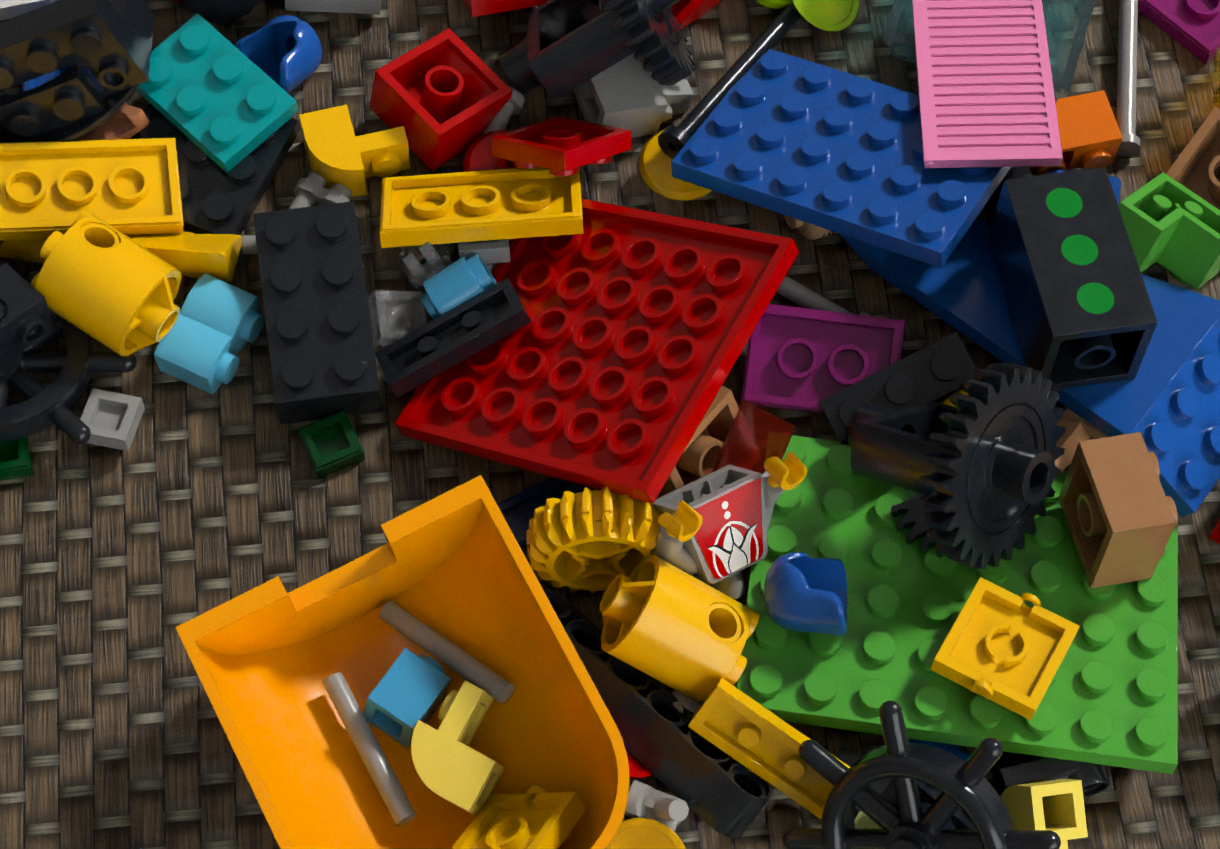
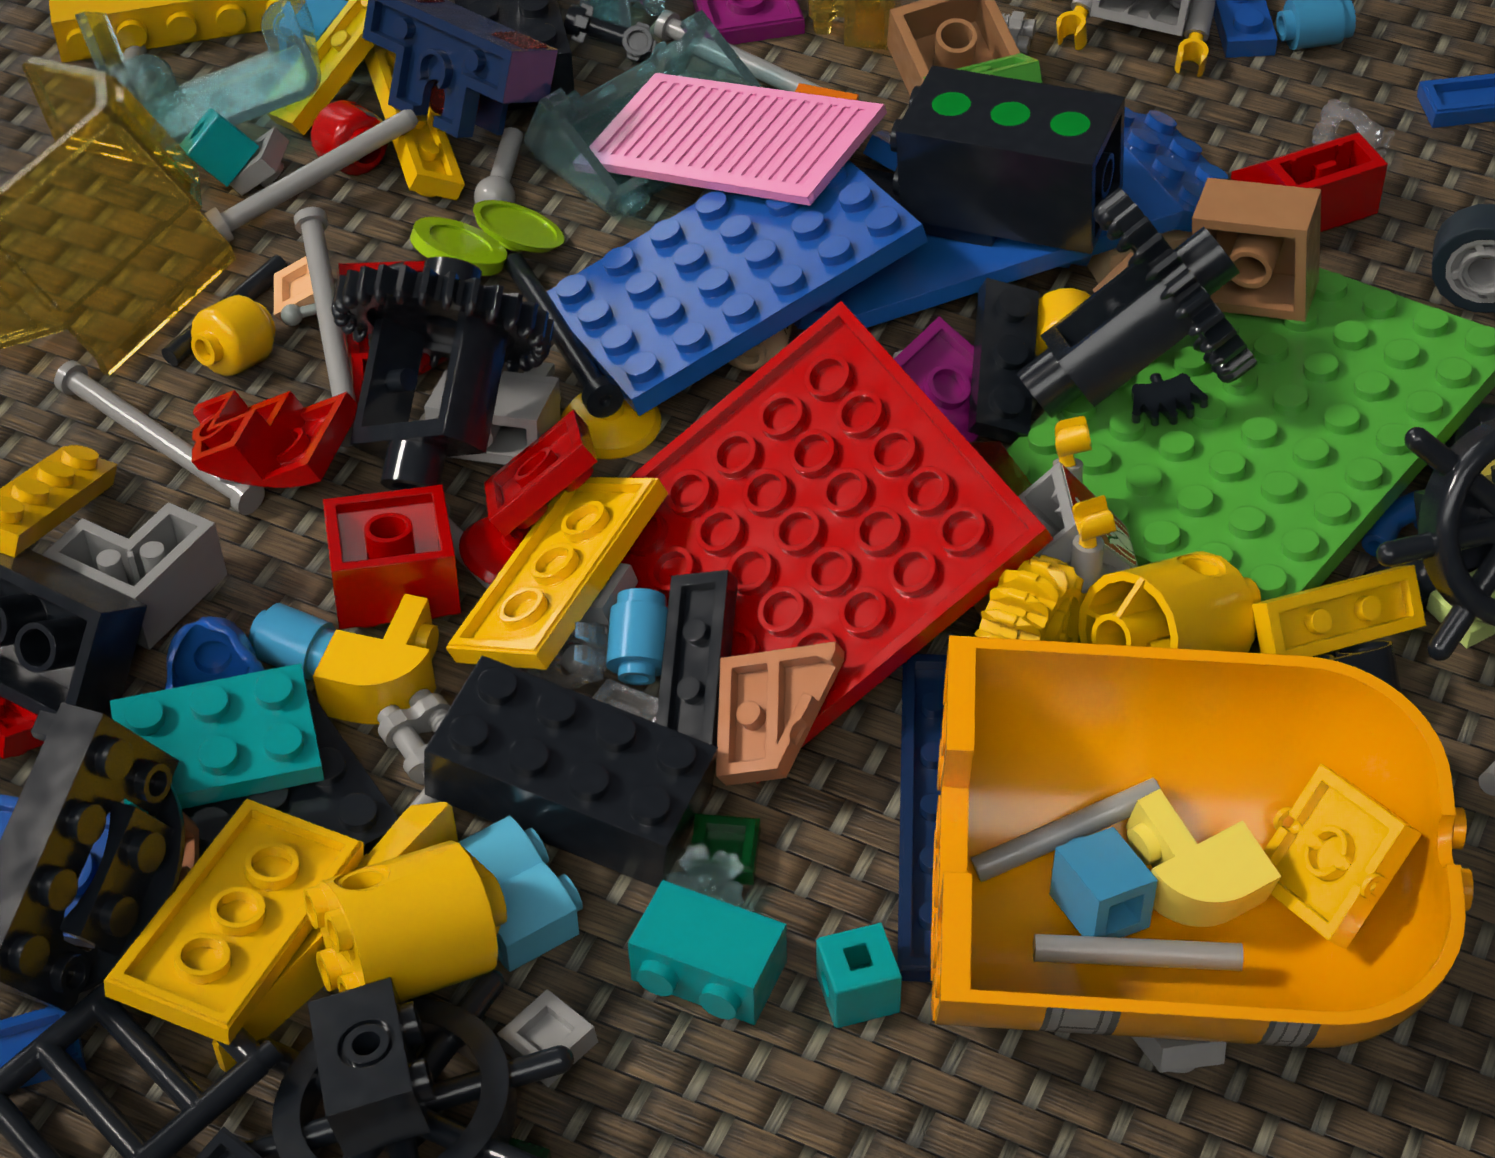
camera: 55 degrees left, 15 degrees down
(226, 478) = (707, 952): none -> teal brick
(258, 565) = (858, 975): none -> teal piece
(291, 448) = (710, 876): none -> clear light blue plant
(339, 83) = (290, 637): none -> dark azure brick
(432, 404) = (769, 708): none -> nougat wing
(807, 594) = (1206, 502): blue hair -> none
(1005, 648) = (1346, 387): yellow plate -> none

